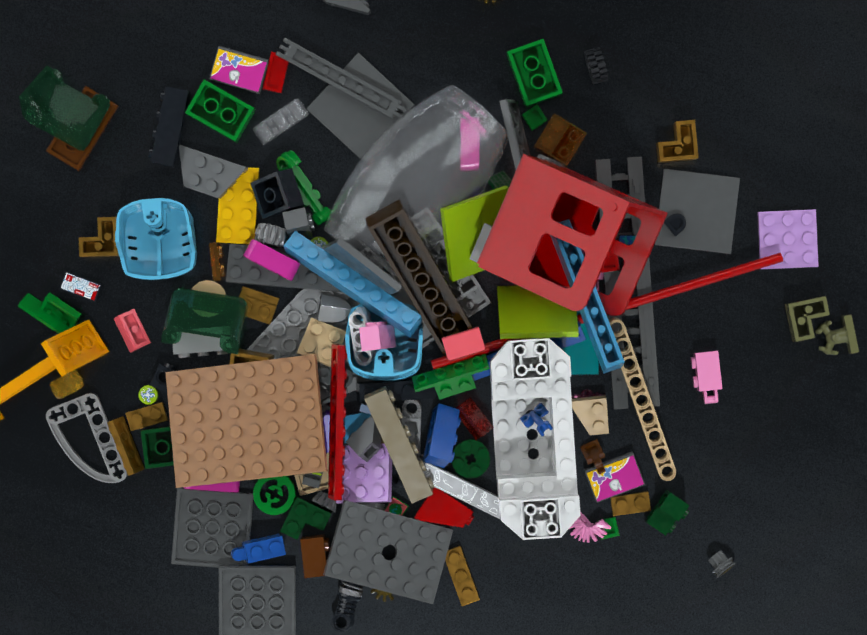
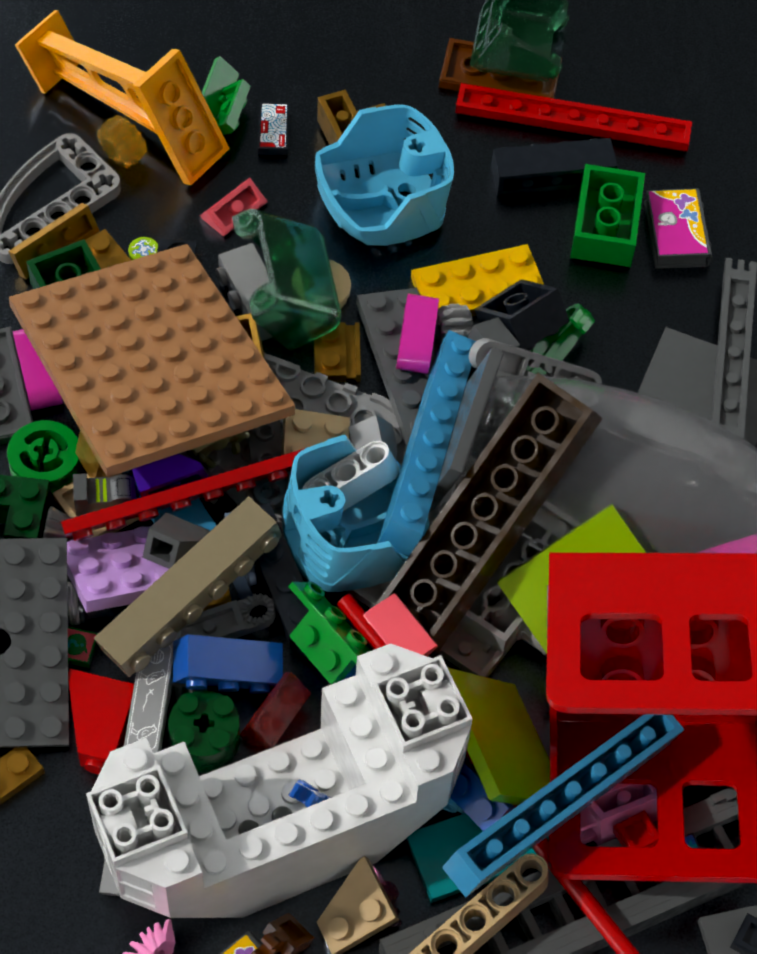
camera: 65 degrees right, 30 degrees down
(135, 98) = (573, 117): none -> red plate
(207, 172) = (510, 228): dark grey wing -> none
(216, 253) = (382, 275): clear orange plate -> none
(275, 74) = (695, 277): red tile -> none
(280, 121) = (630, 299): clear beam -> none
(321, 203) = (516, 361): none -> light grey piece
(377, 336) = (360, 476): bright pink brick -> none

